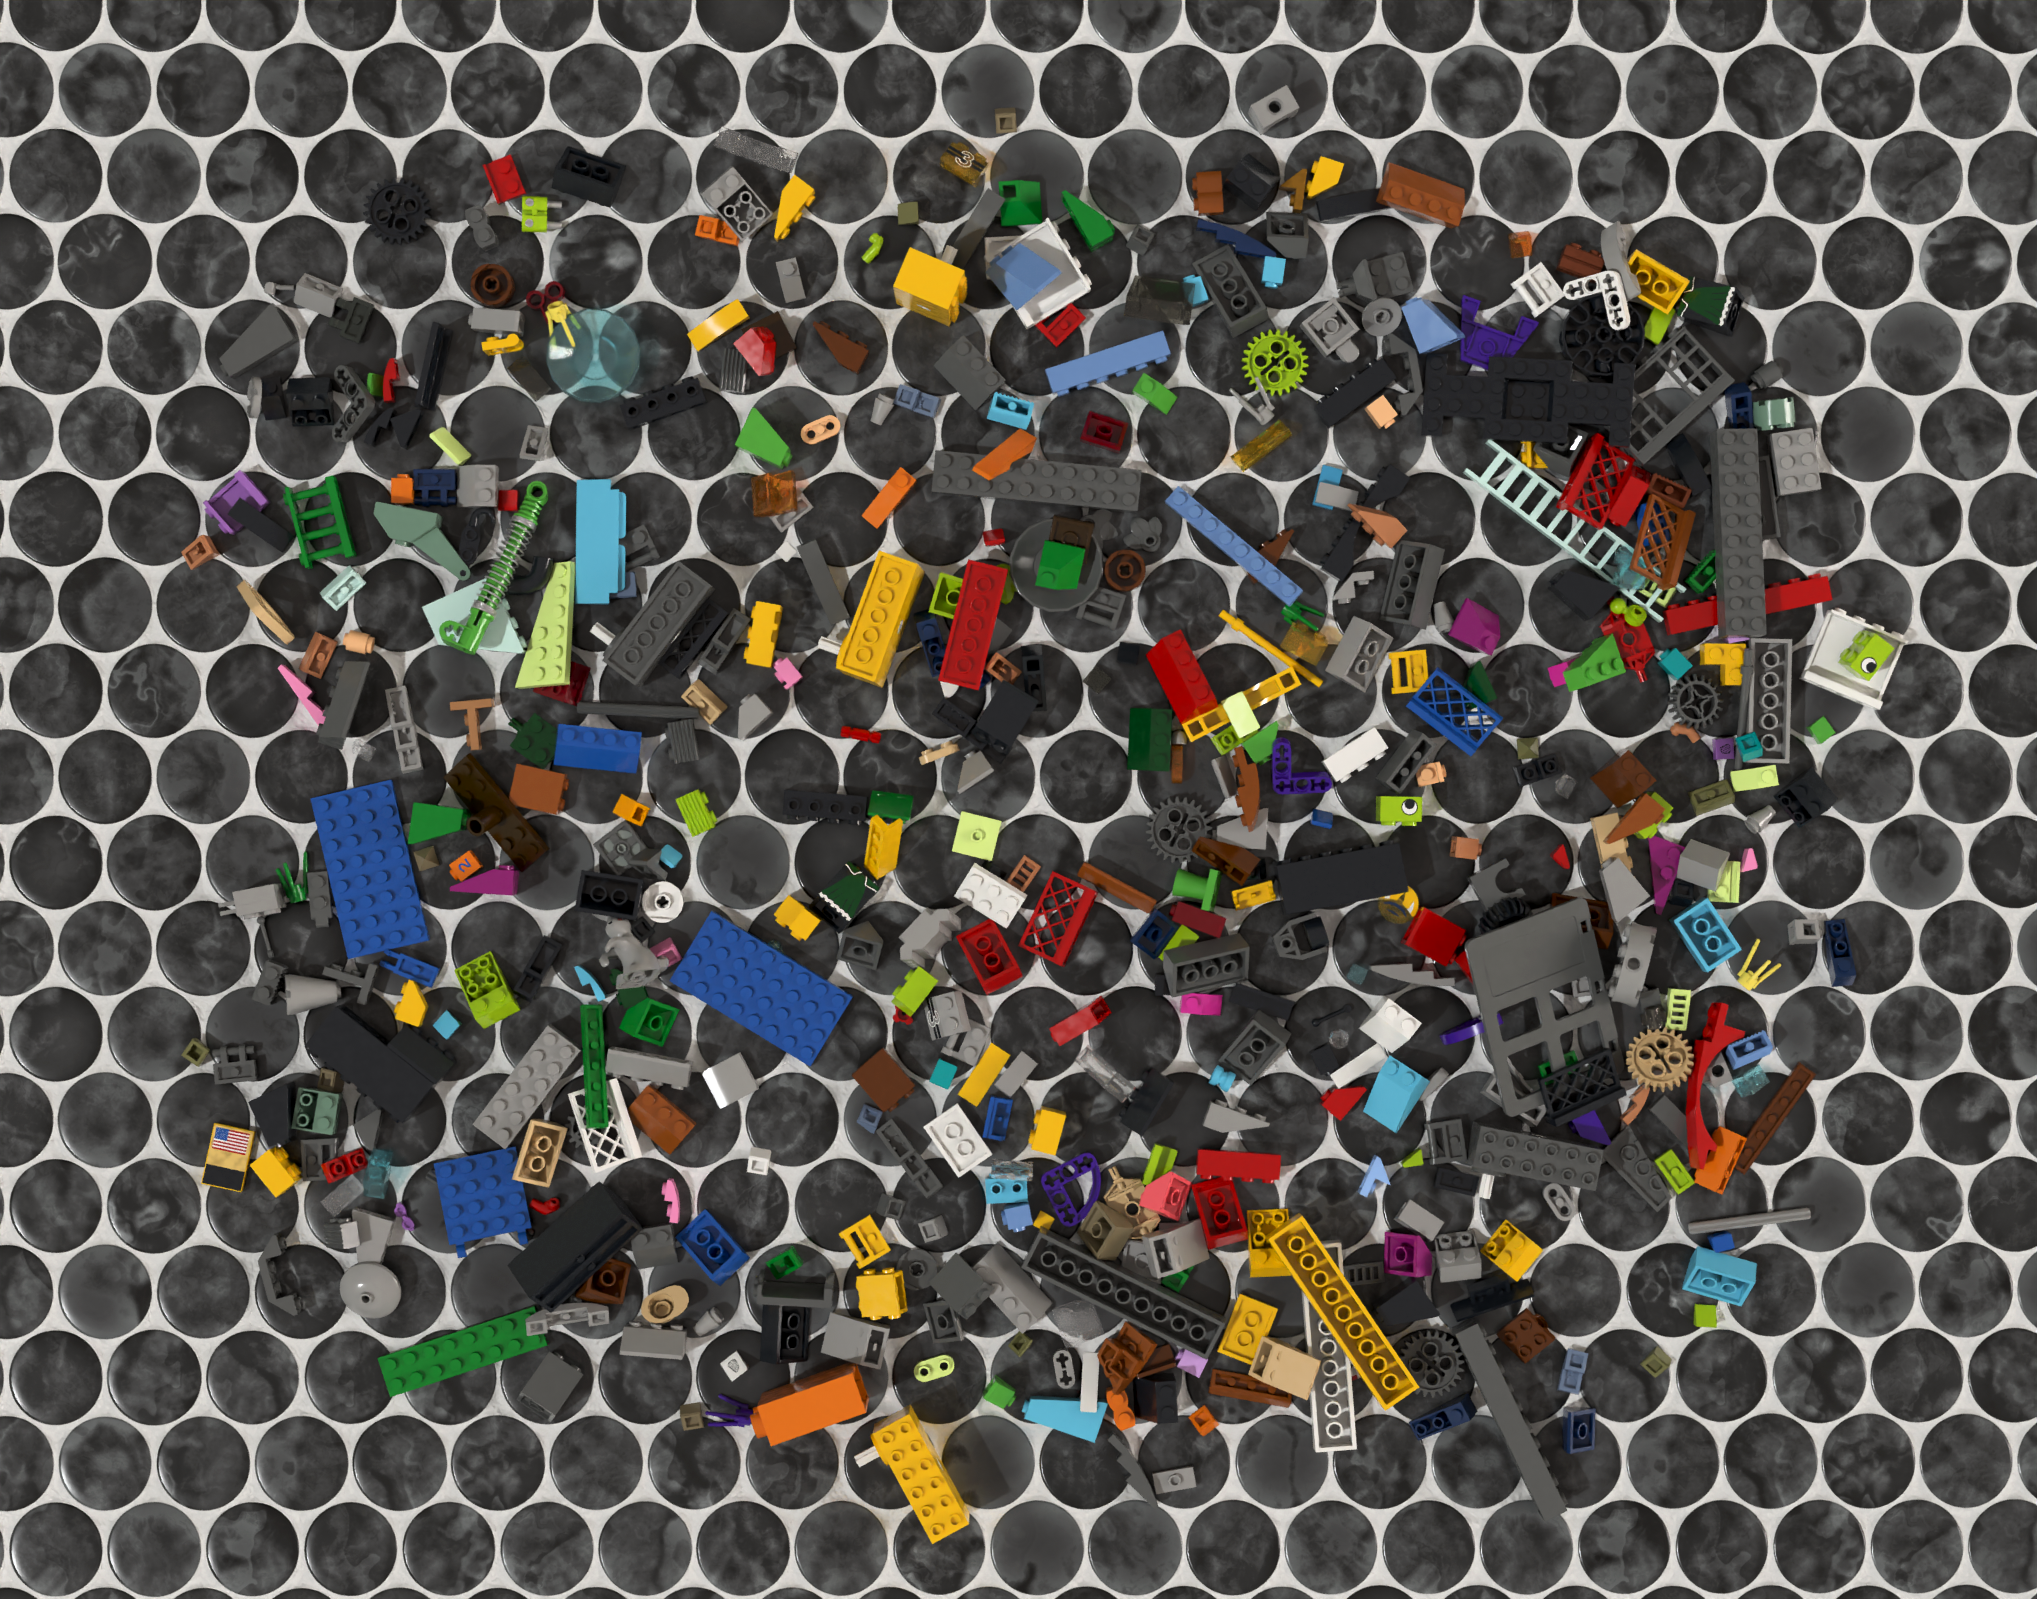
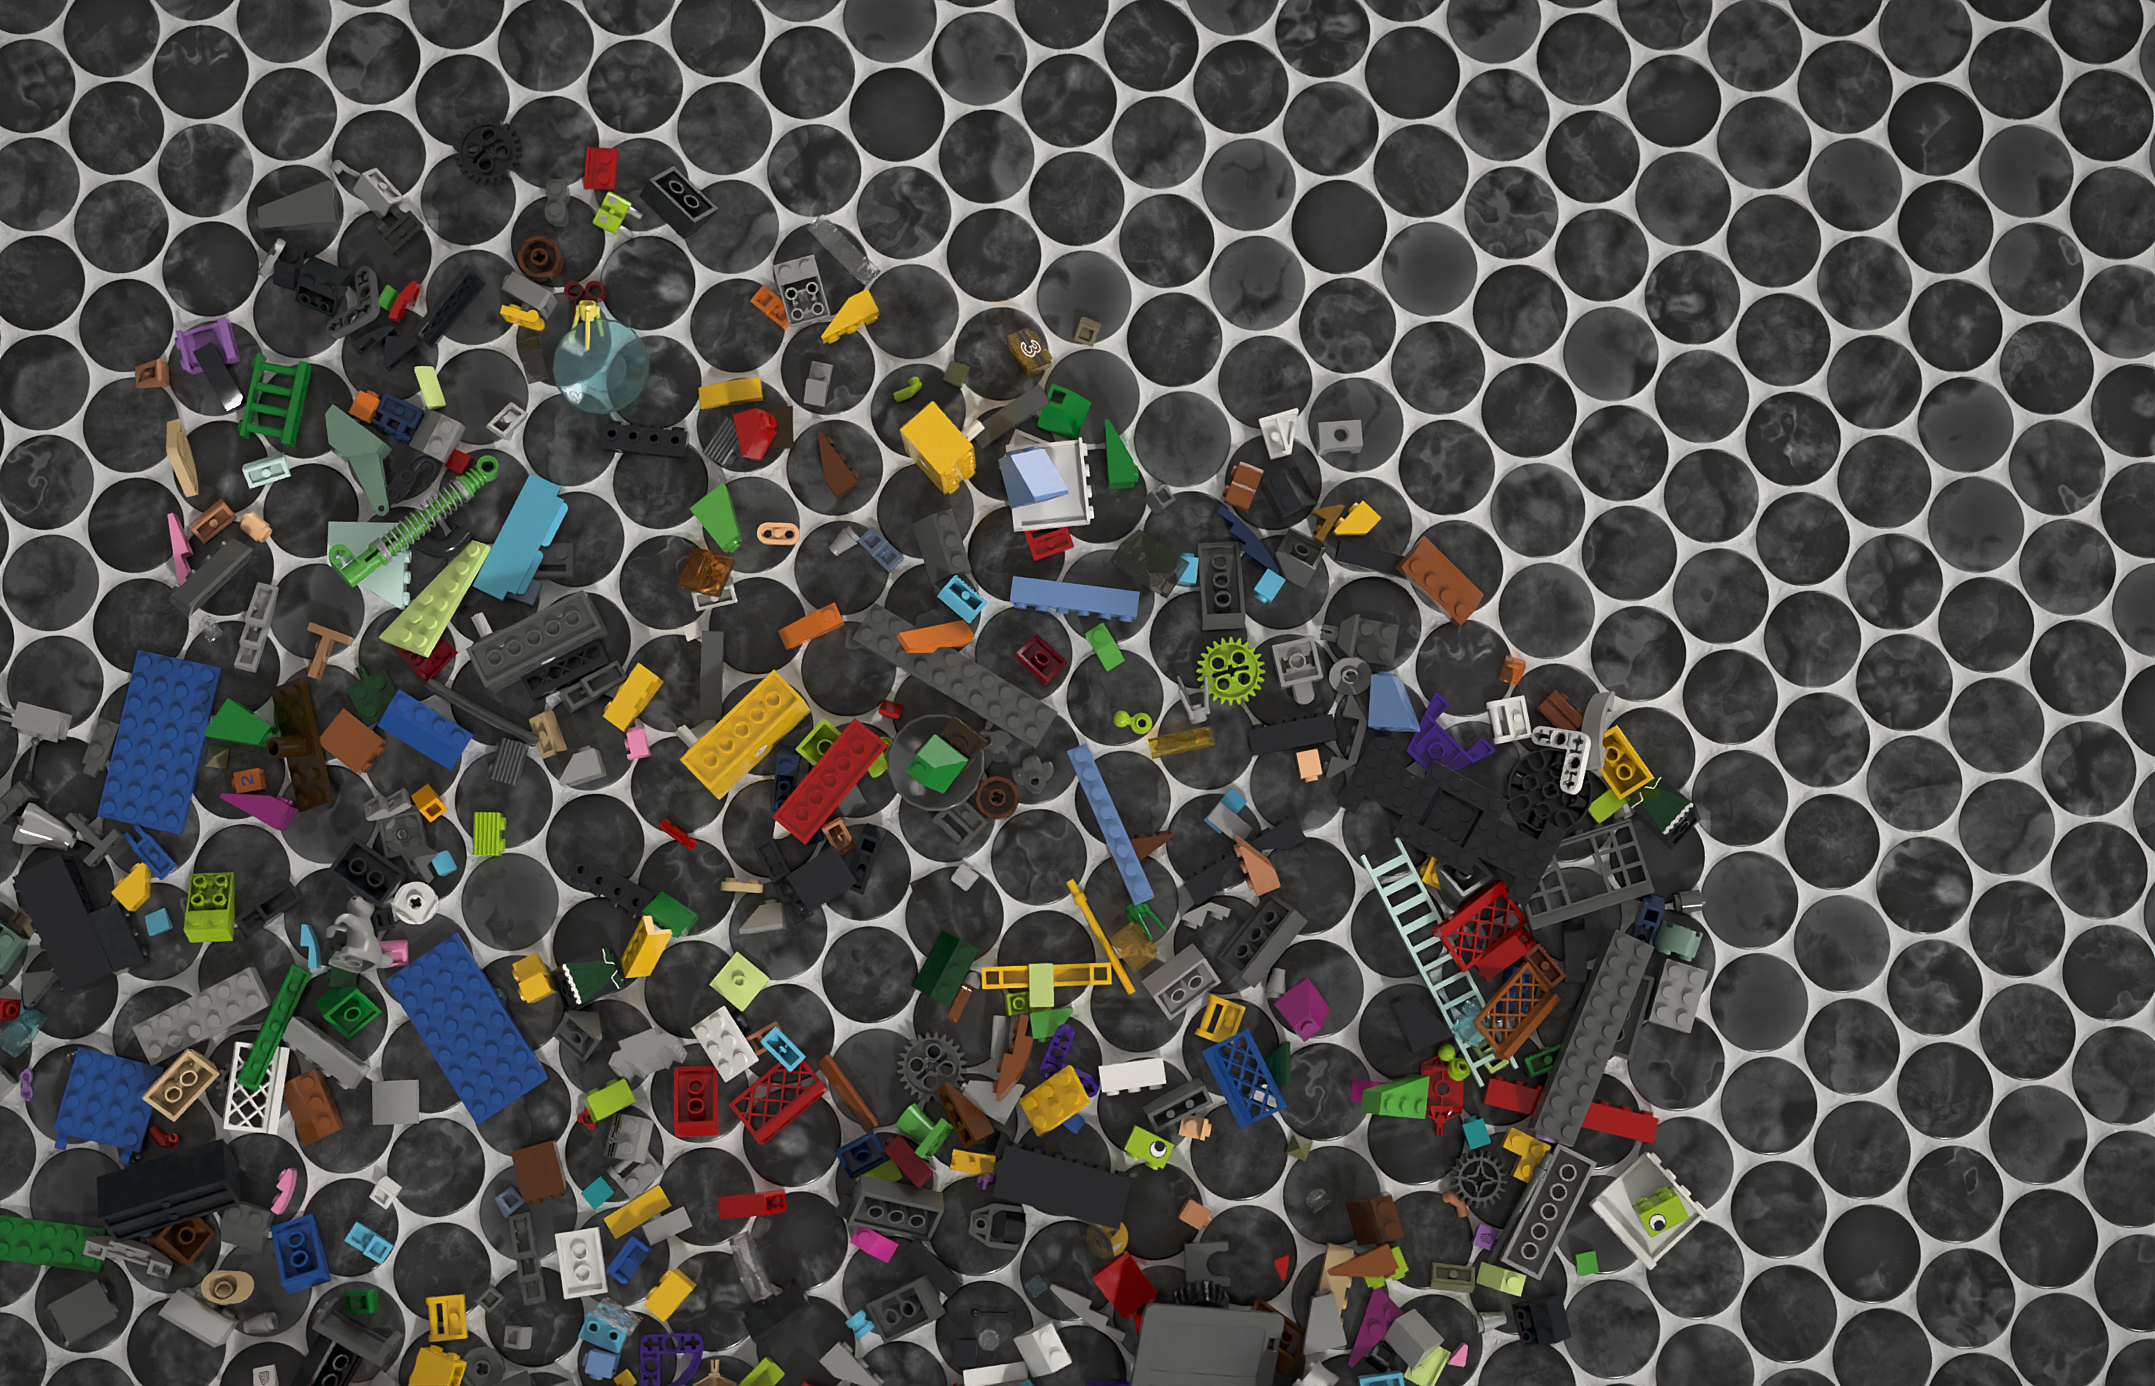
camera: 15 degrees right, 5 degrees down
(295, 892) = (79, 730): green plant -> none
(593, 833) = (383, 807): none -> light grey slope
(766, 1210) = (368, 1242): none -> medium azure slope
(1043, 875) = (783, 1048): none -> medium azure slope
(1181, 677) = (1002, 924): red slope -> none
(1199, 449) = (1122, 719): none -> lime plate
(1218, 130) = (1279, 433): none -> white wing
(1271, 905) = (984, 1180): none -> medium lavender piece
(1299, 808) = (1054, 1101): none -> yellow plate
(1537, 770) = (1298, 1172): black slope -> none
(1749, 746) = (1508, 1246): teal slope -> none

